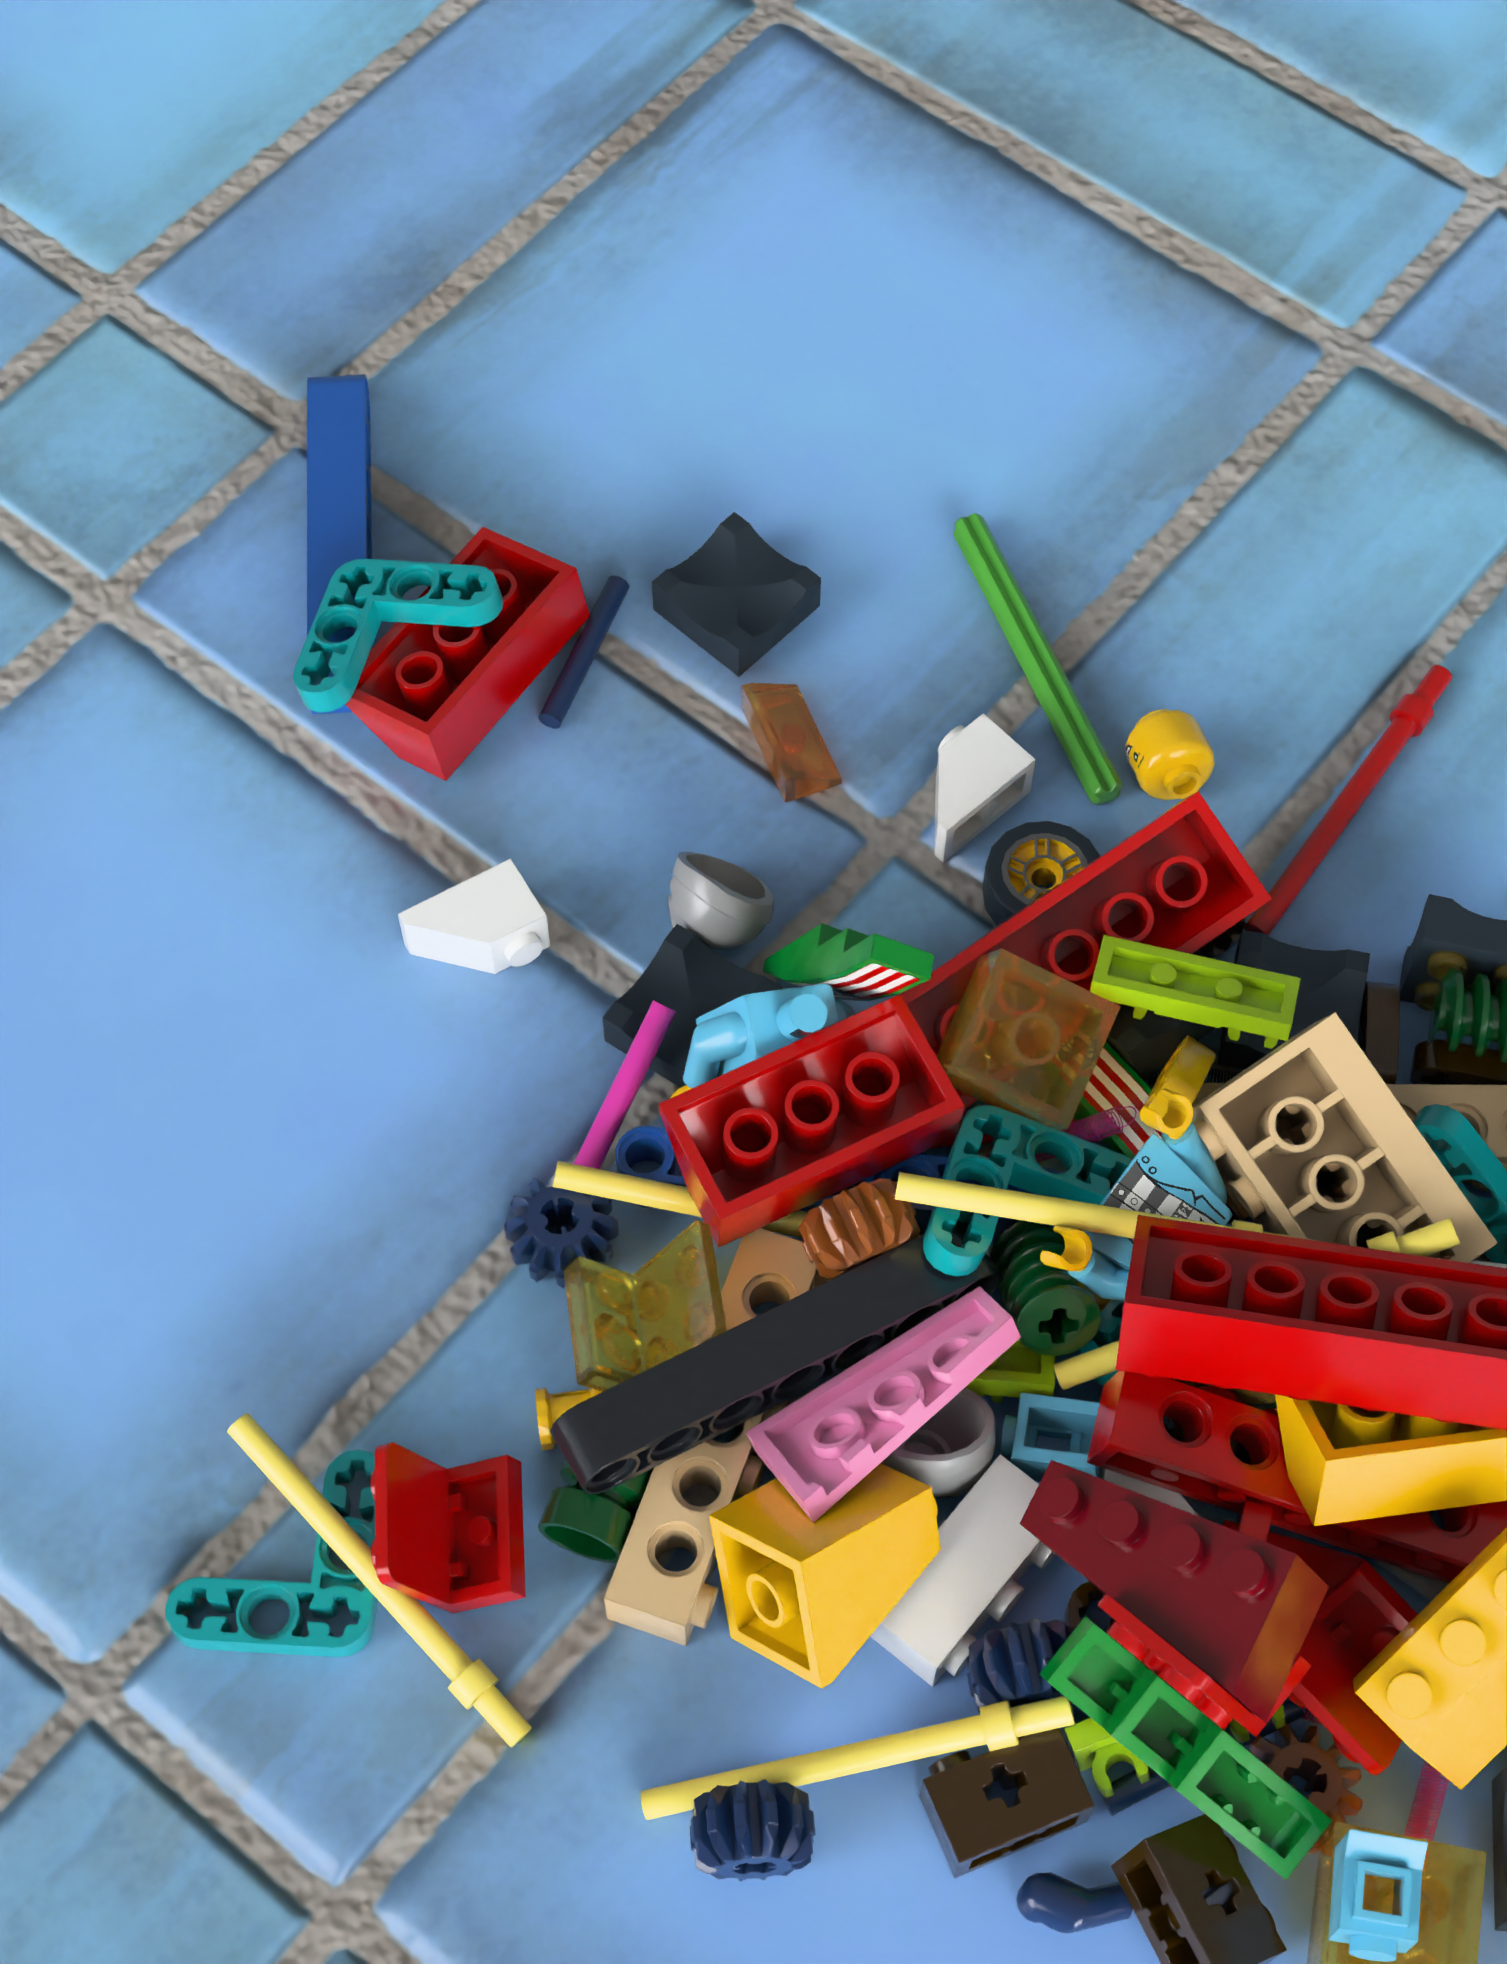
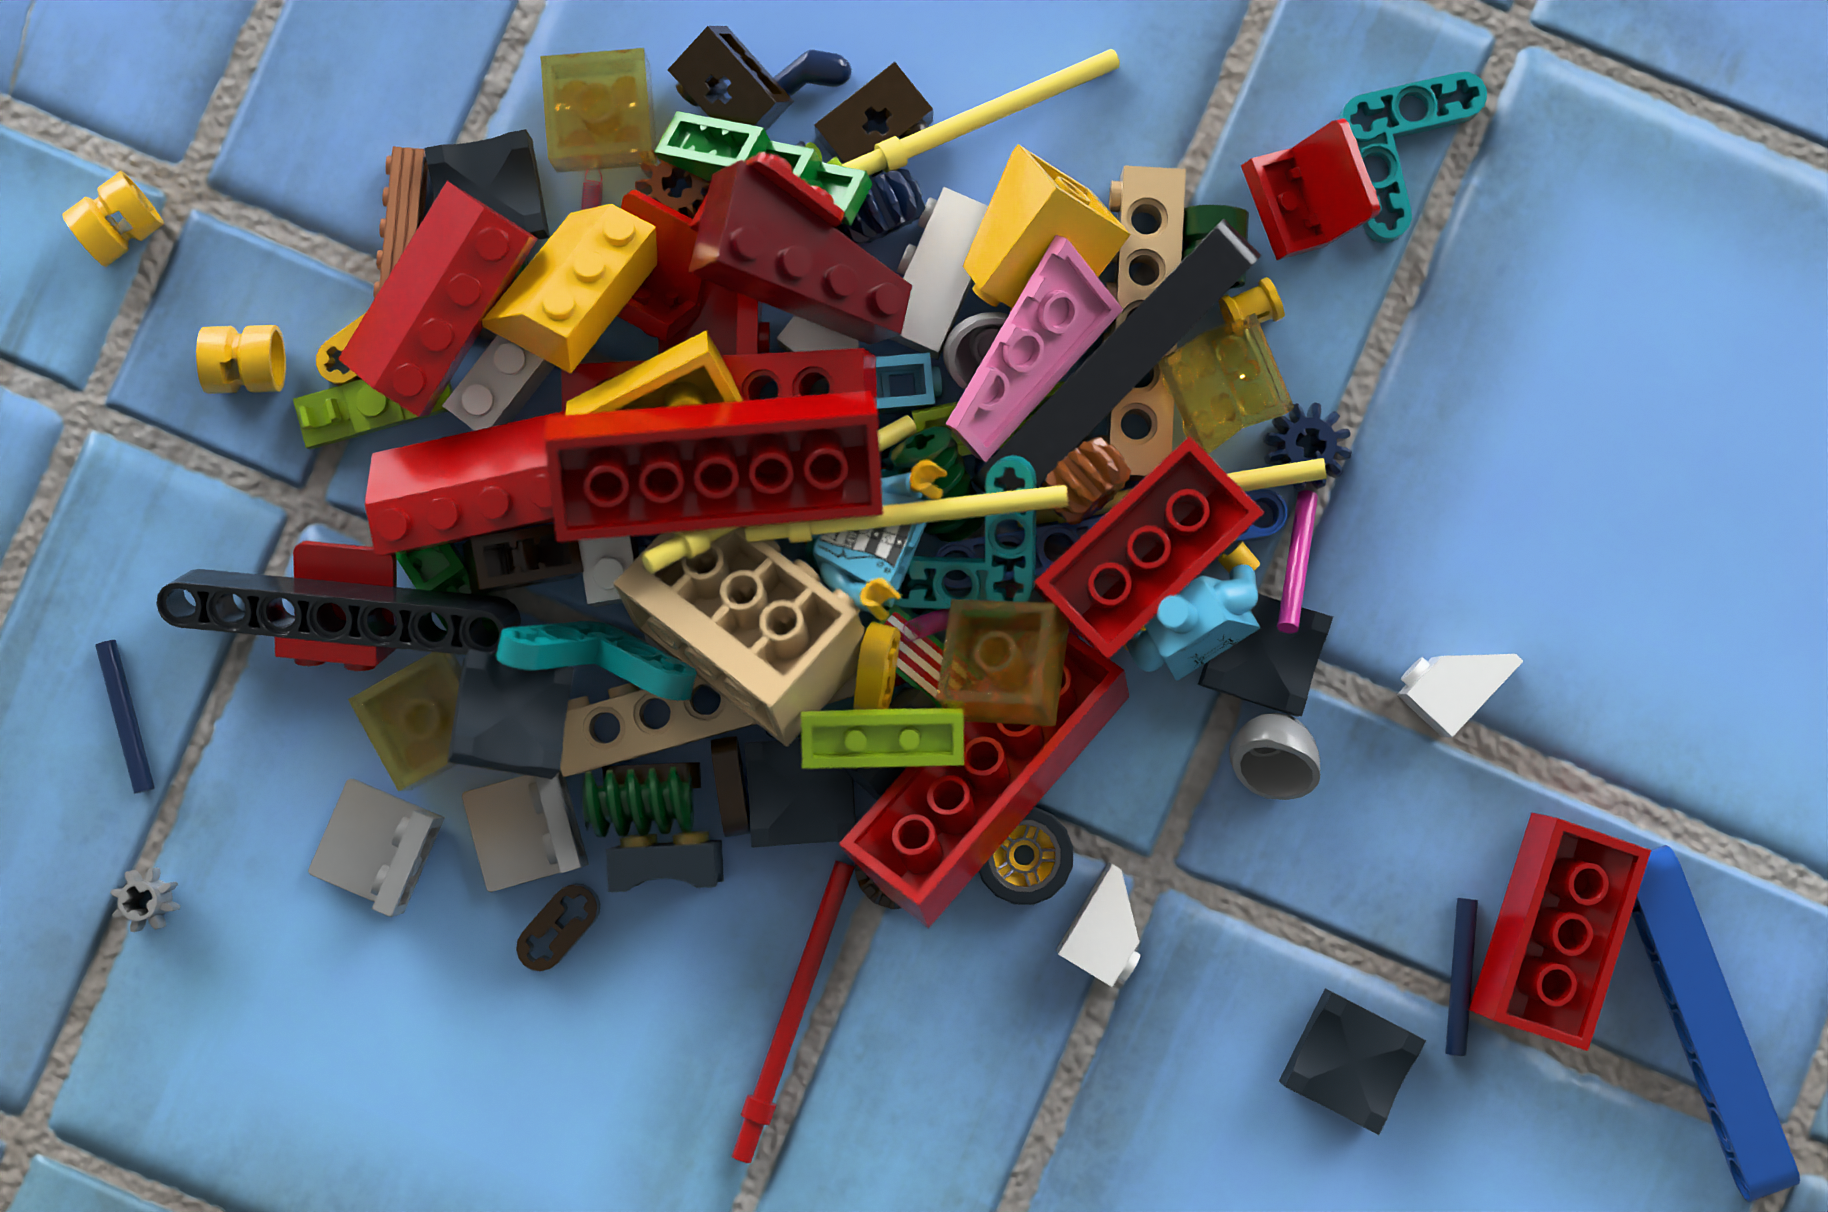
camera: 165 degrees right, 25 degrees up
(456, 598) = (1646, 942): teal beam -> none
(471, 1681) = (1259, 102): light yellow bar -> none
(752, 1830) = (1037, 47): dark blue gear -> none
(788, 739) = (1264, 937): clear orange slope -> none
(852, 963) = (1157, 683): green slope -> none
(1037, 660) = (1084, 1081): bright green axle -> none
(1168, 752) = (949, 1004): yellow head -> none
(1372, 1933) = (609, 69): medium azure window -> none

